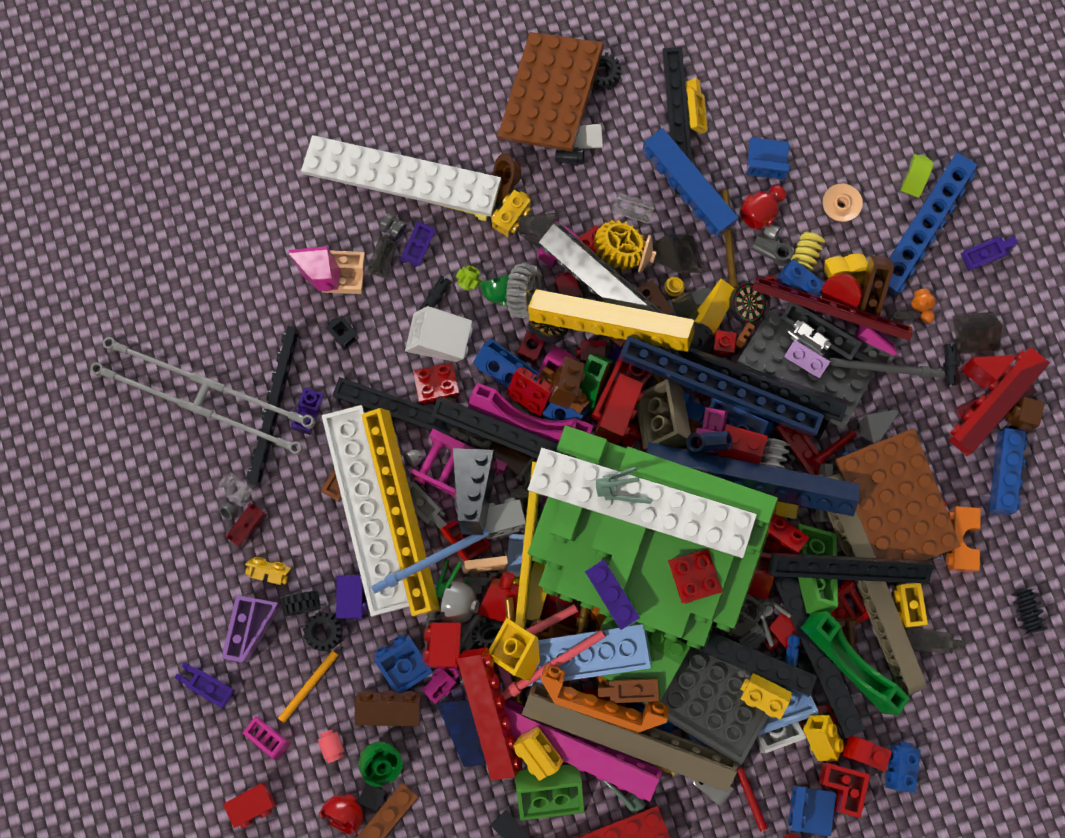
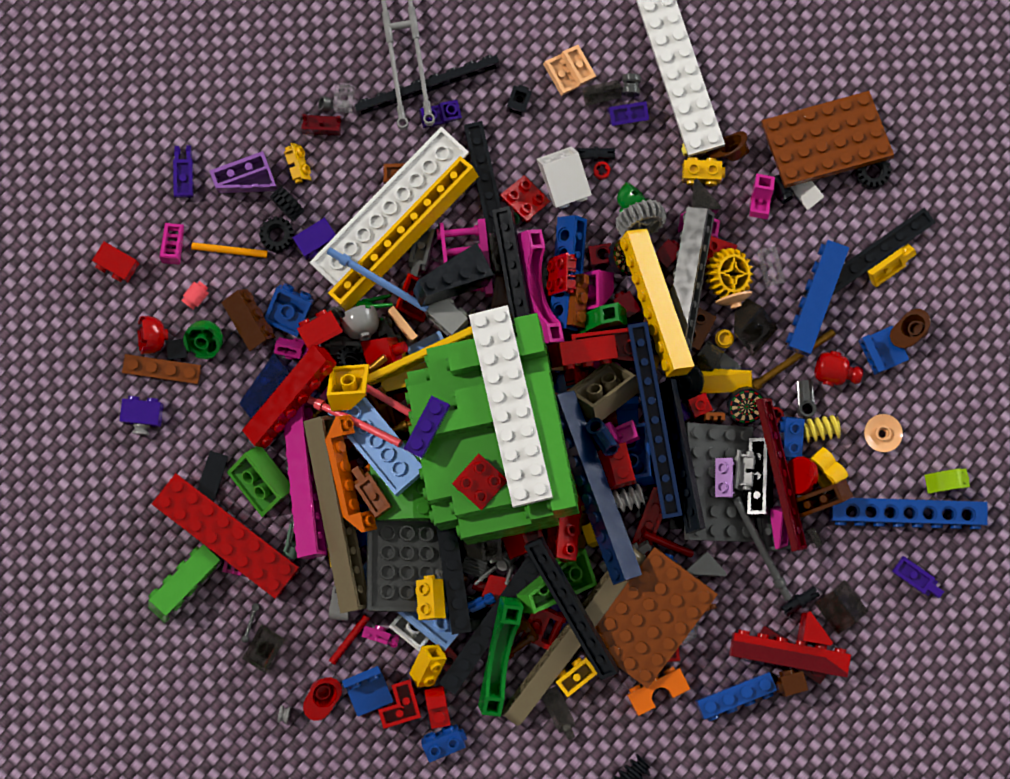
camera: 55 degrees right, 5 degrees up
(317, 267) = (558, 48): slope -> none
(414, 457) = (454, 219): light grey hinge -> none
(454, 294) = (596, 172): none -> red bush
(468, 278) = (626, 170): lime gear -> none
(538, 753) = (282, 451): yellow brick -> none
(566, 177) = (761, 196): none -> dark pink brick
(567, 382) = (582, 298): reddish brown brick -> none
(607, 486) = (505, 372): sand green plant -> none
(764, 123) = (911, 328): none -> reddish brown piece
(766, 766) = (380, 635): none -> dark pink piece
(772, 232) = (820, 391): light grey hinge -> none
(924, 303) = (838, 550): orange animal -> none

